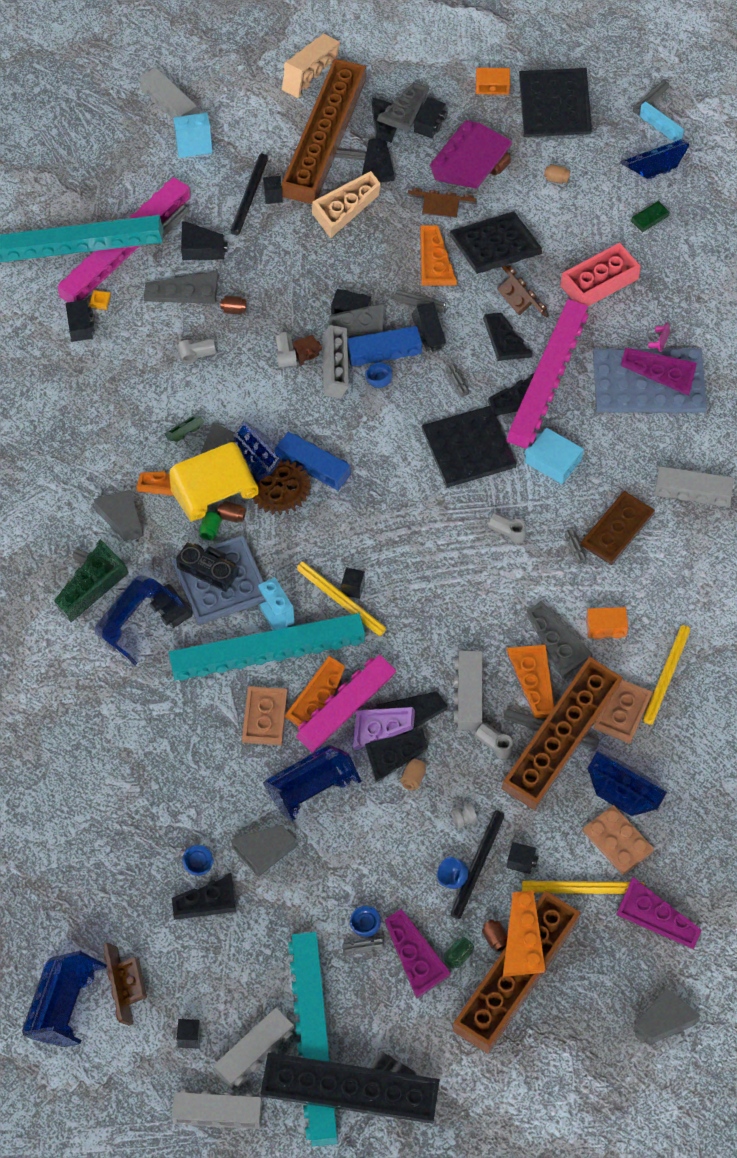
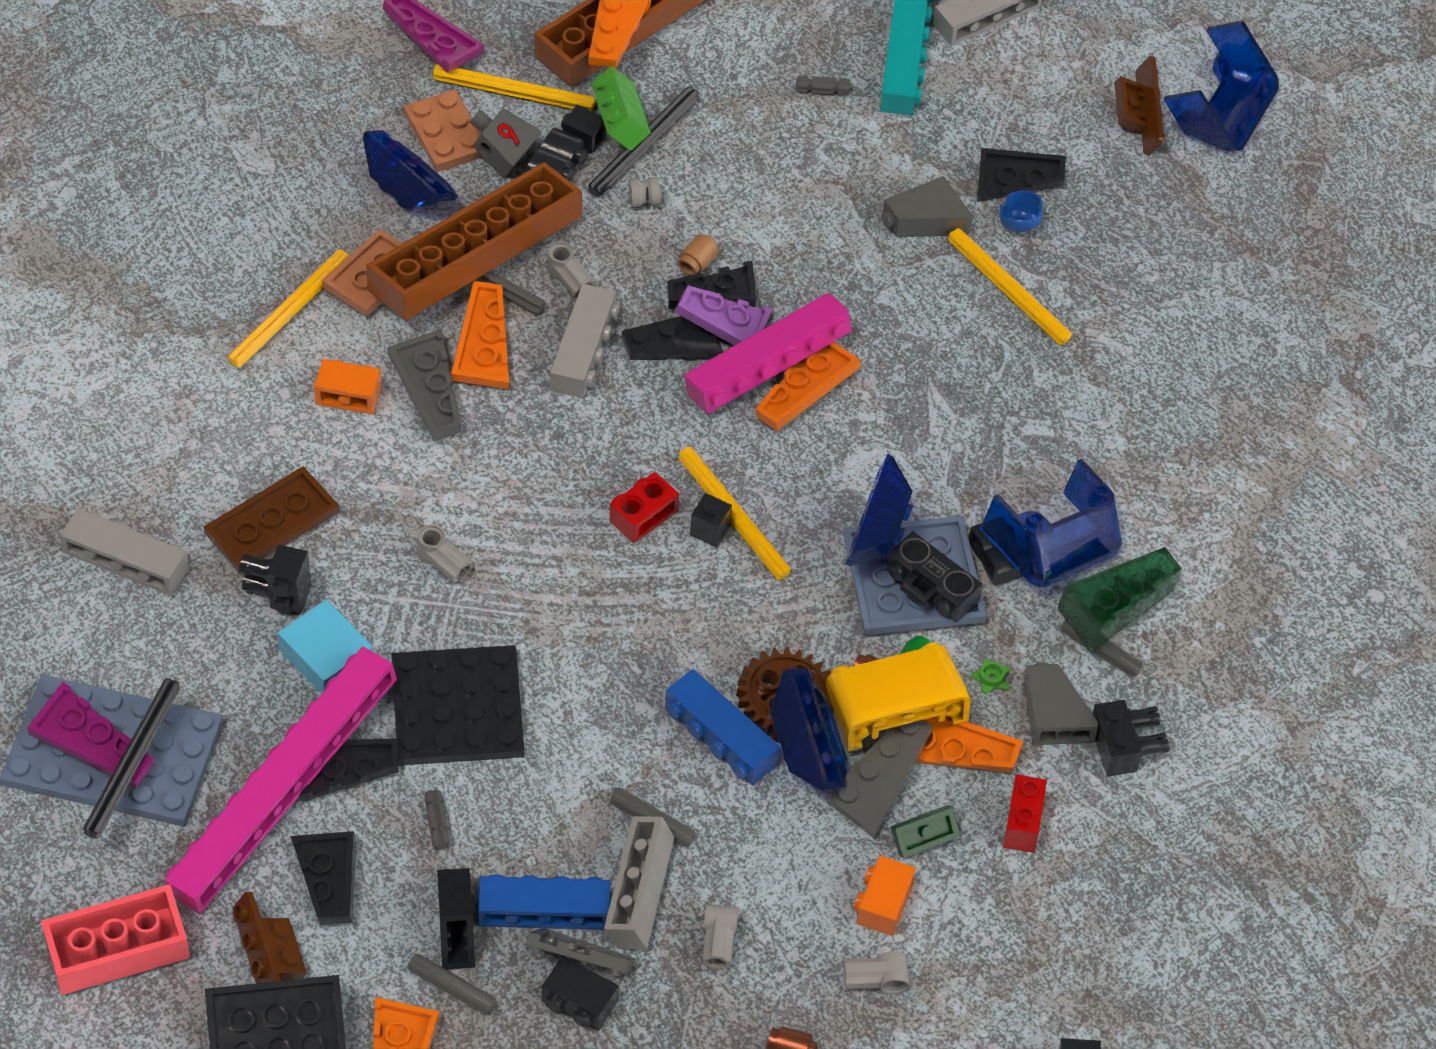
camera: 170 degrees left, 5 degrees down
(83, 504) = (1116, 736): none -> black brick
(129, 447) = (1025, 813): none -> red brick
(162, 528) = (994, 669): none -> bright green plate
(188, 1033) = (1067, 34): black brick -> none
(195, 804) = (1009, 286): none -> yellow axle
(199, 389) = (885, 895): none -> orange brick
(245, 577) = (882, 515): none -> clear blue wedge
(264, 715) = (888, 373): nougat plate -> none
(266, 647) = (858, 460): teal brick -> none
(277, 606) = (836, 486): medium azure panel -> none
(306, 349) = (681, 928): copper brick -> none
(309, 777) = (856, 286): clear blue windscreen -> none
(339, 407) = (636, 807): none -> dark grey axle
(365, 921) = (813, 100): blue hair -> none
(379, 375) = (570, 846): blue hair -> none
(393, 583) = (646, 511): none -> red brick
(416, 956) = (758, 60): magenta wing -> none
(452, 873) = (681, 126): blue hair -> none
(458, 952) = (702, 48): clear green brick -> none
(495, 935) = (648, 56): copper brick -> none
(499, 868) = (620, 108): none -> bright green brick
(533, 827) = (561, 152): none -> black brick
(572, 828) = (503, 139): none -> dark grey torso
(575, 546) = (348, 510): dark grey axle -> none
(596, 479) = (282, 578): none -> black brick
(631, 355) = (131, 758): none -> black axle
(665, 330) = (47, 831): dark pink piece -> none

